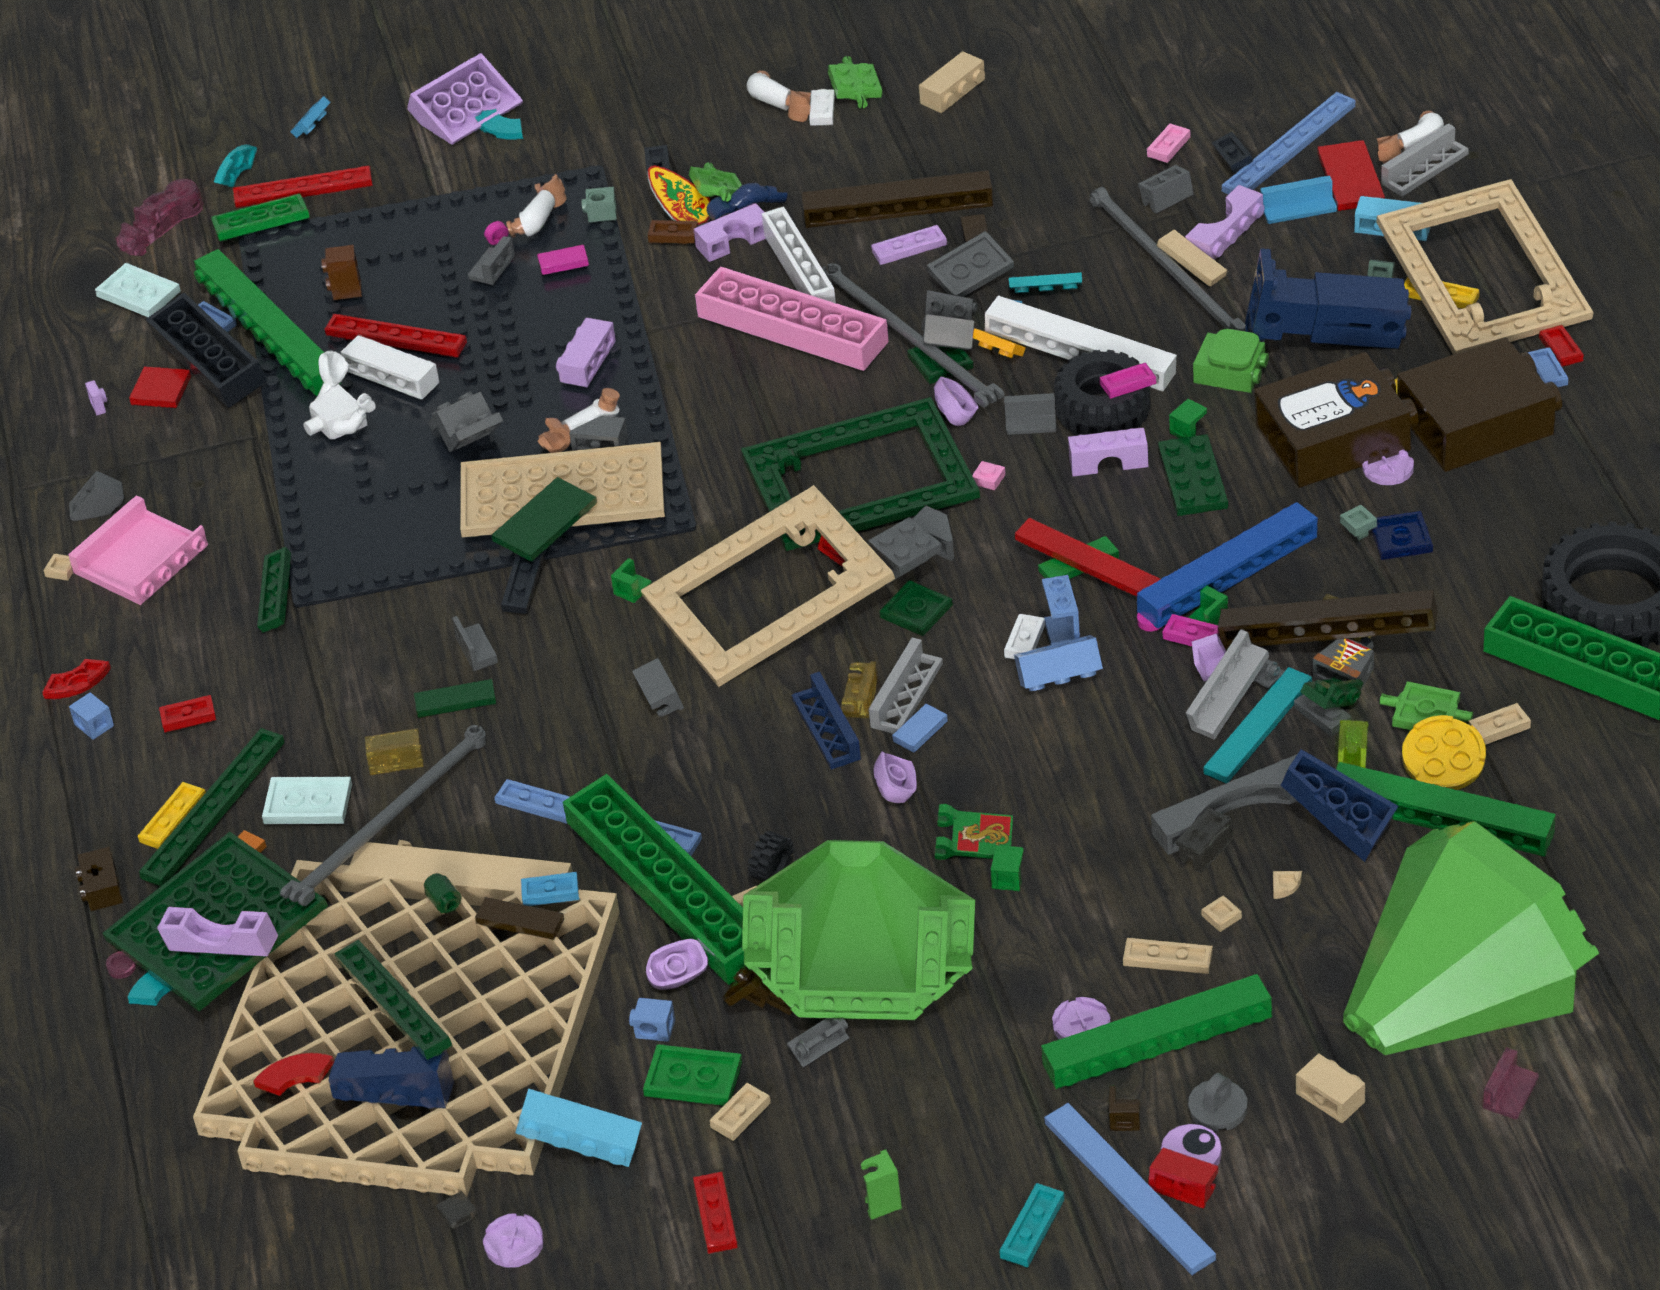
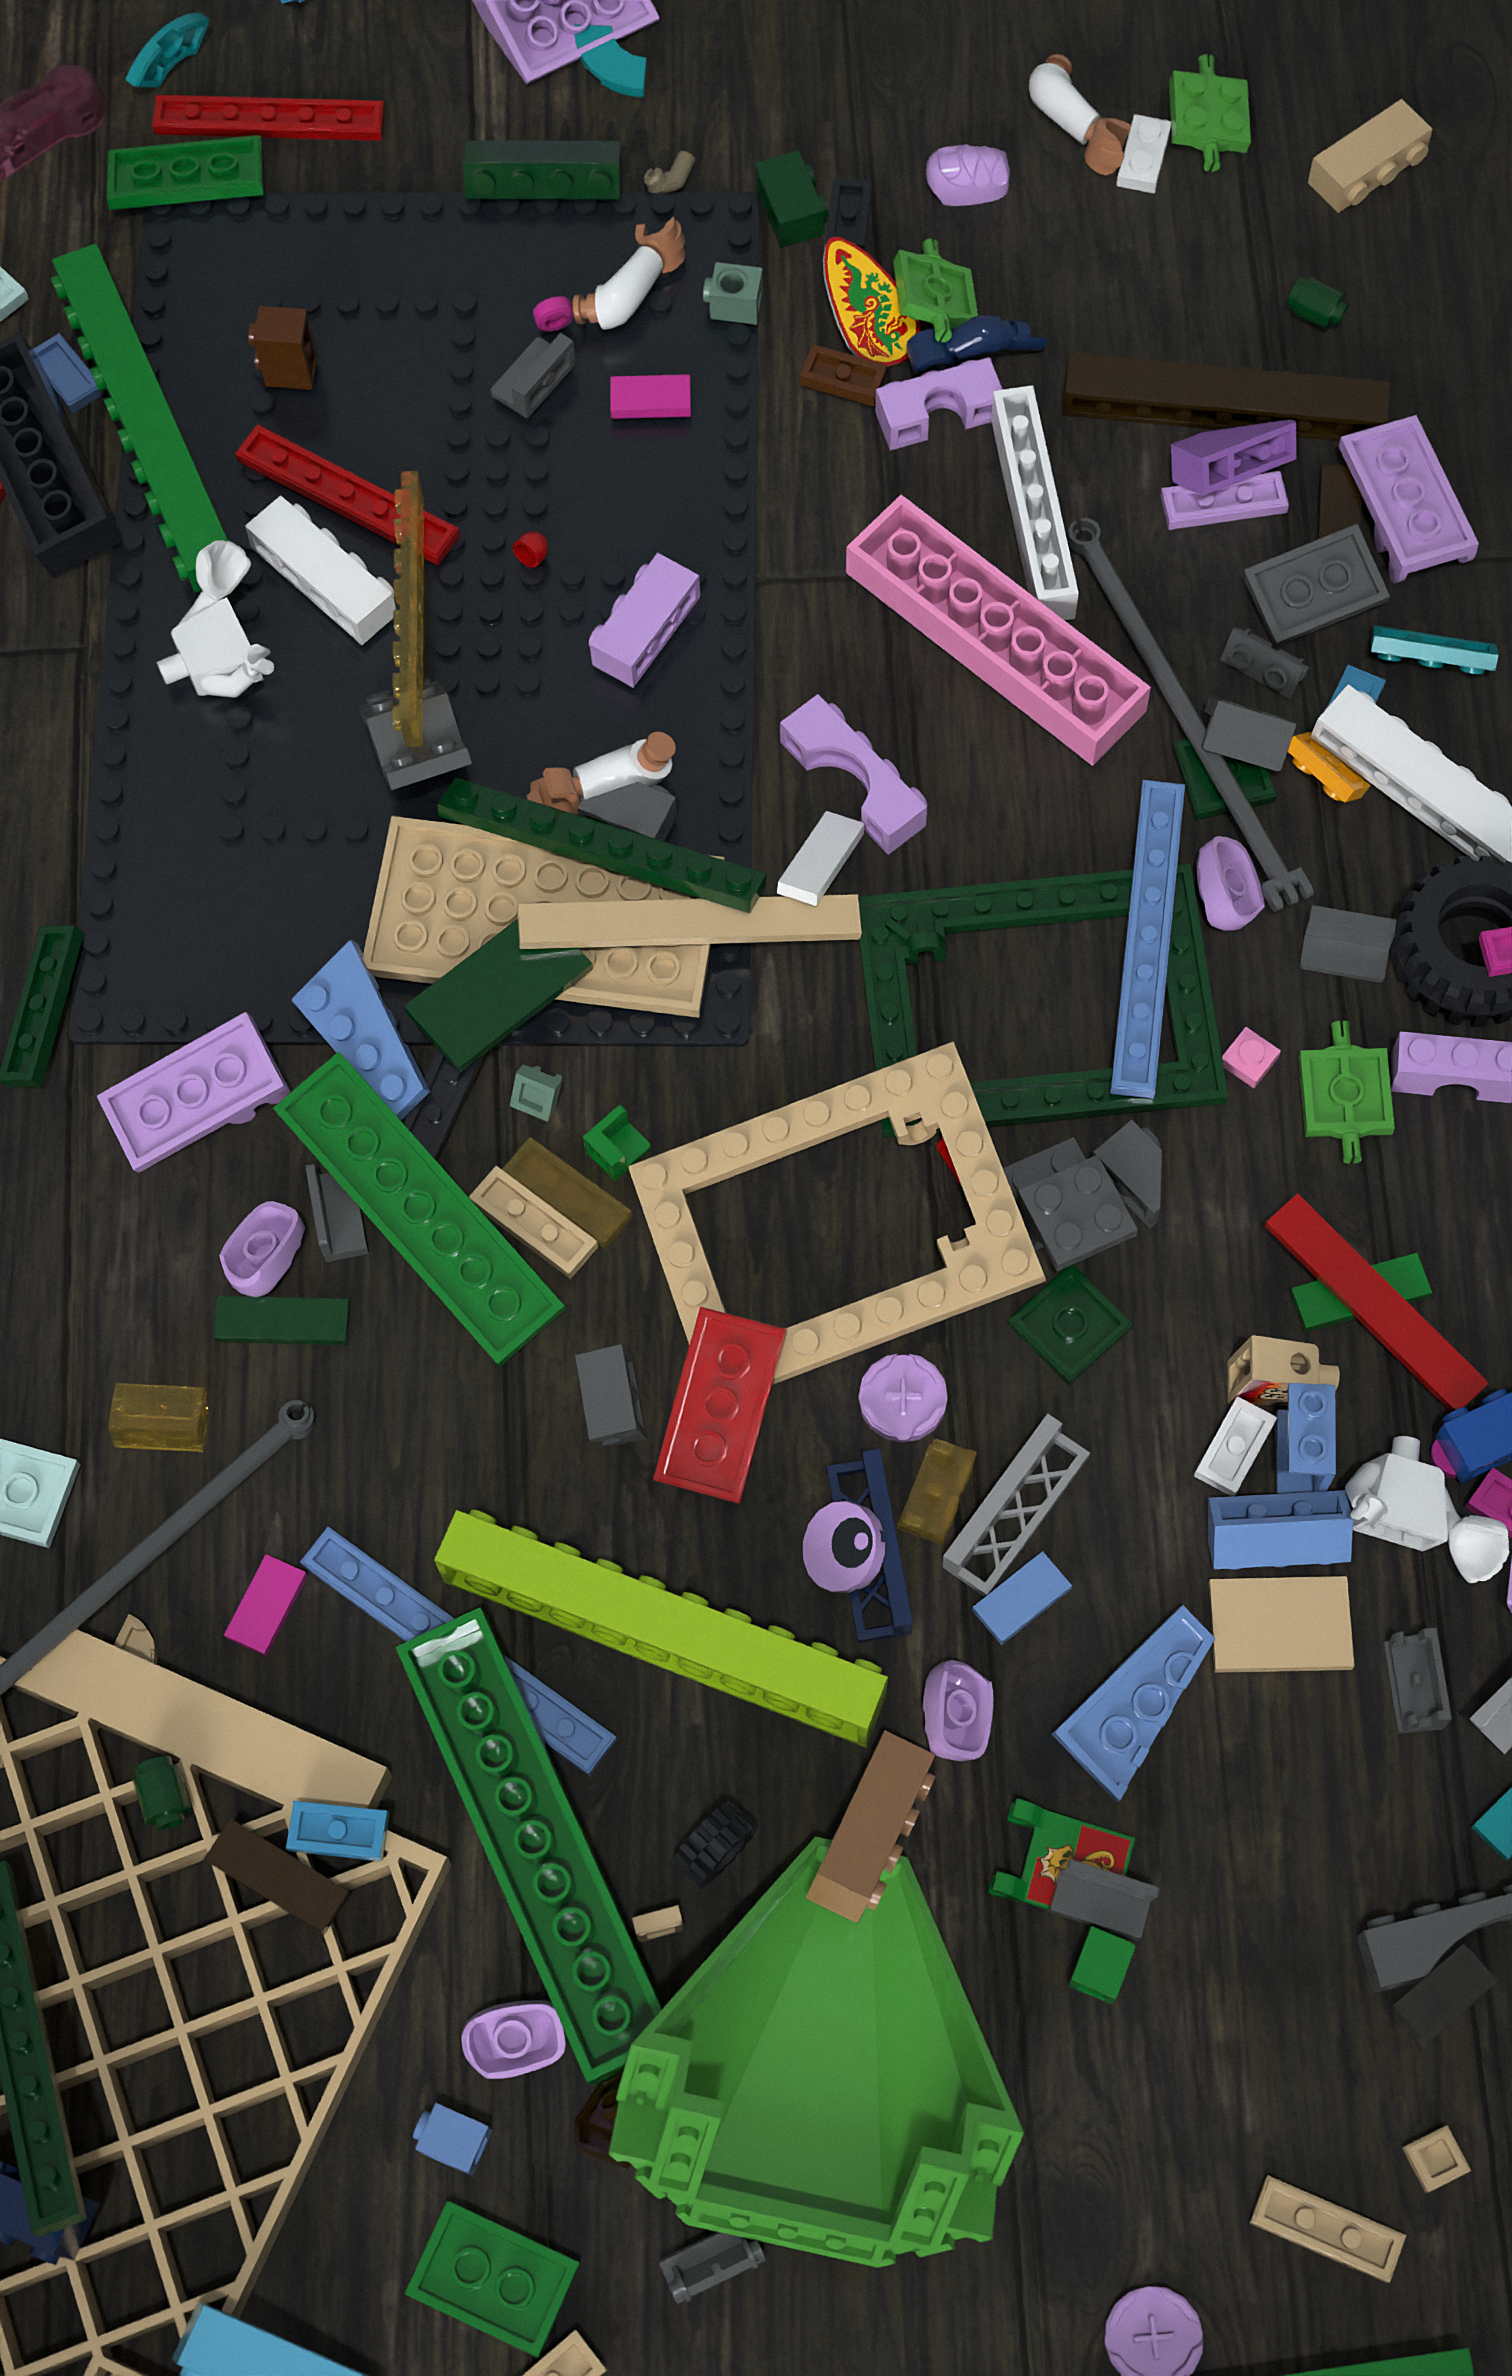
camera: 10 degrees right, 25 degrees up
(377, 604) = (193, 1092): none -> lavender hinge
(435, 664) = (262, 1248): none -> lavender piece
(448, 361) = (410, 617): none -> clear yellow plate
(468, 556) = (353, 1019): none -> medium blue wing
(473, 174) = (542, 169): none -> dark green brick
(479, 821) = (266, 1605): none -> dark pink tile
(512, 338) = (531, 548): none -> red hinge
(524, 627) = (419, 1209): none -> green plate
(550, 168) = (671, 180): none -> dark tan arm
(577, 568) = (536, 1092): none -> sand green tile
(587, 447) = (602, 845): none -> dark green plate
(591, 624) = (533, 1222): none -> tan plate
(608, 608) = (568, 1192): none -> clear yellow plate
(621, 162) = (790, 198): none -> dark green brick
(647, 469) = (685, 922): none -> tan tile
(705, 386) = (821, 738): none -> lavender arch
(716, 433) = (820, 858): none -> white tile
(718, 771) = (662, 1626): none -> lime brick
(722, 133) = (968, 174): none -> lavender piece
(722, 676) = (720, 1405): none -> red tile
(810, 720) = (843, 1547): none -> lavender tile
(829, 657) = (903, 1397): none -> lavender tile
(858, 824) = (871, 1826): none -> medium nougat brick
(907, 220) = (1231, 455): none -> medium lavender slope
(914, 431) = (1147, 940): none -> medium blue tile
(939, 149) = (1318, 302): none -> dark green brick
(996, 756) = (1125, 1713): none -> medium blue wing
(999, 829) = (1102, 1899): none -> dark grey panel
(1013, 219) = (1408, 497): none -> lavender hinge
(1030, 595) = (1267, 1365): none -> tan torso
(1046, 477) = (1346, 1092): none -> bright green plate
(1071, 708) = (1281, 1624): none -> tan tile
(1129, 638) = (1411, 1507): none -> white torso
(1155, 713) = (1417, 1682): none -> dark grey hinge

